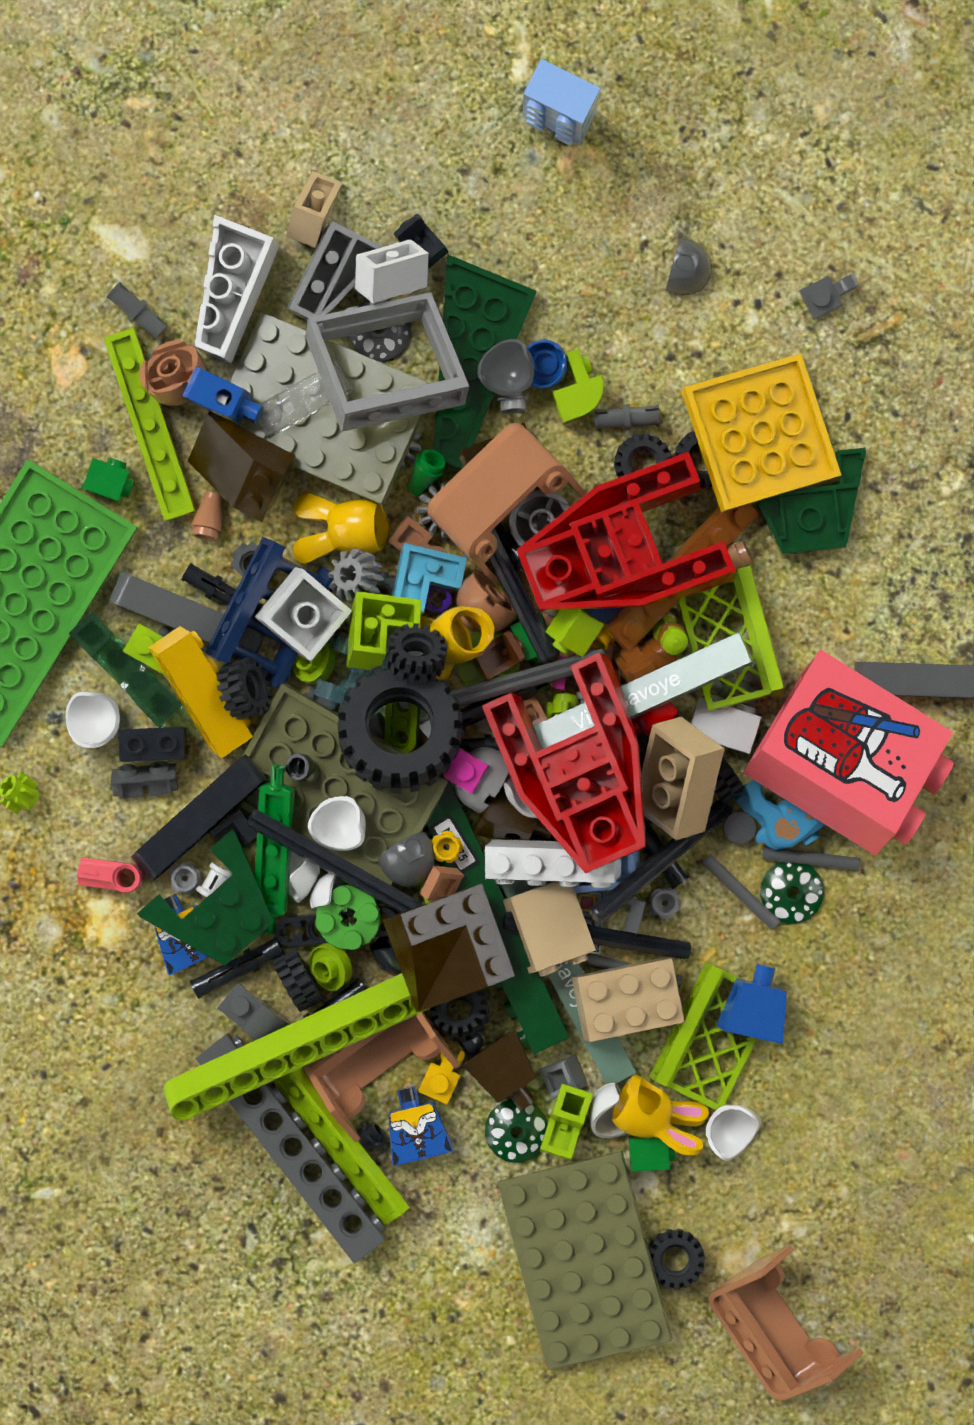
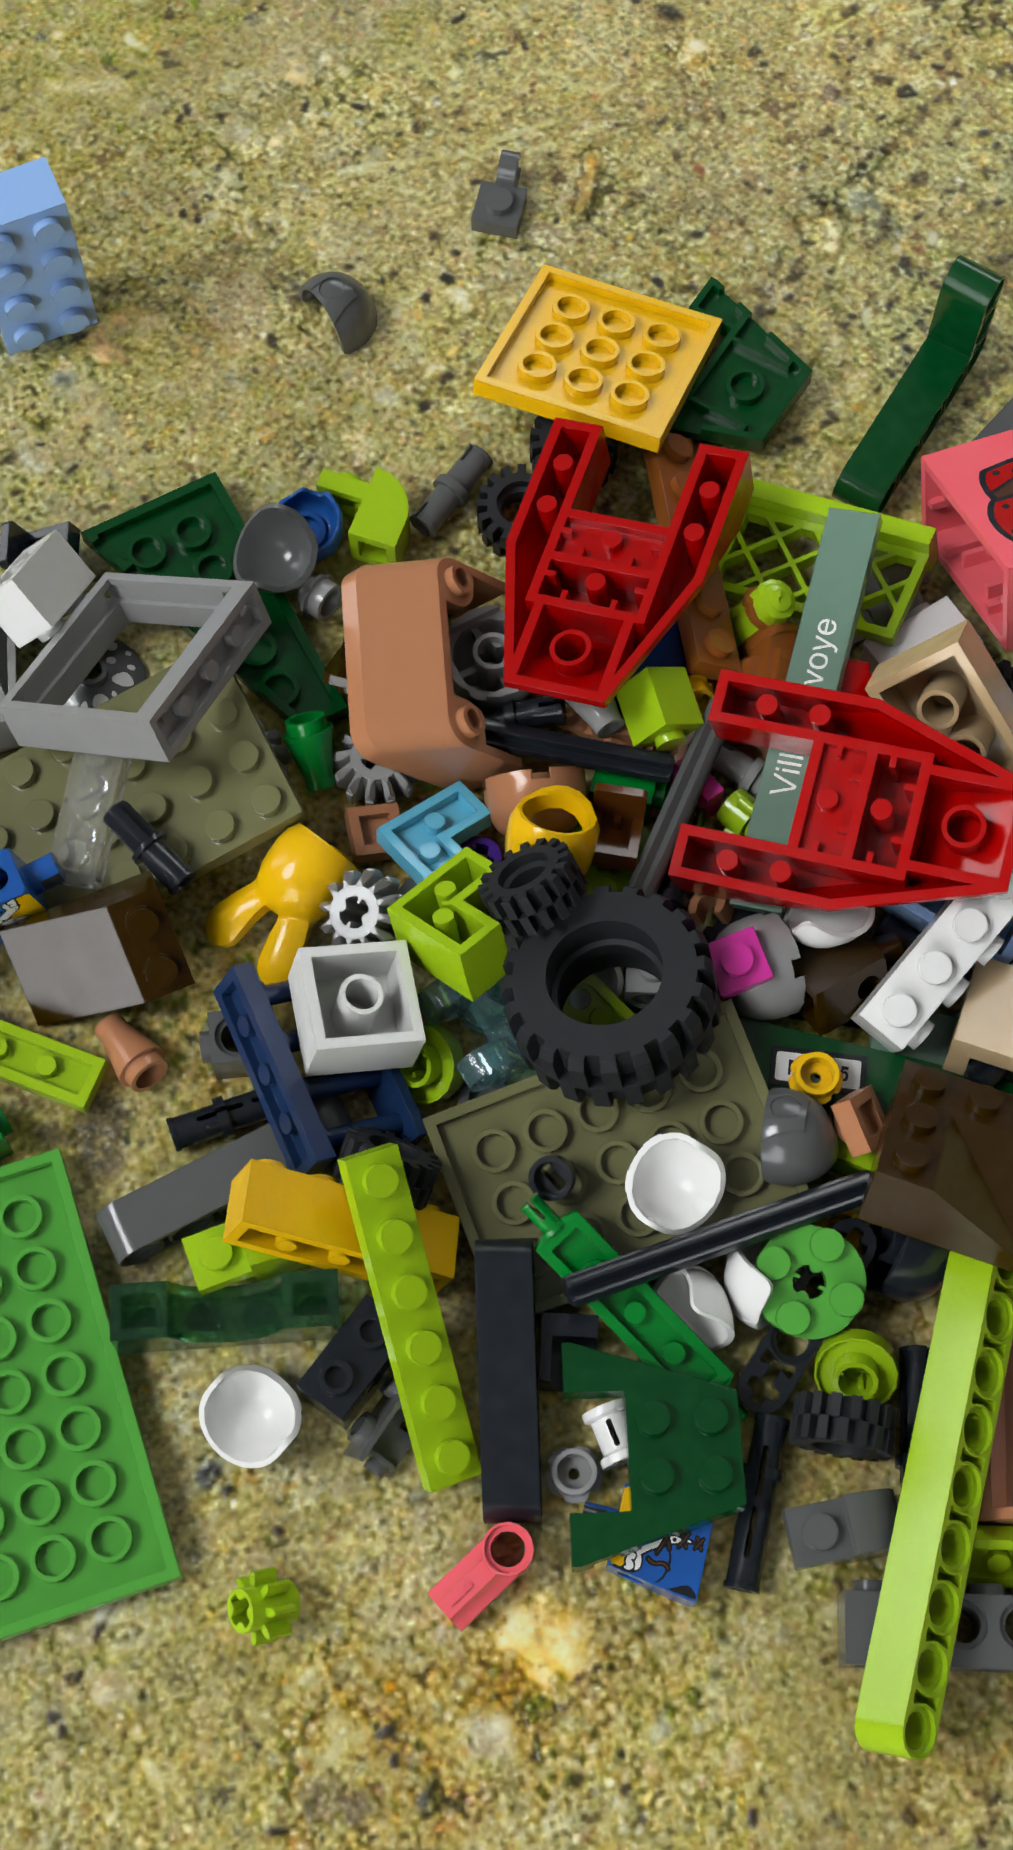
camera: 50 degrees left, 20 degrees down
(186, 755) = (410, 1316): none -> lime plate
(303, 447) = (149, 847): none -> black axle
(868, 614) = (925, 389): none -> dark green beam

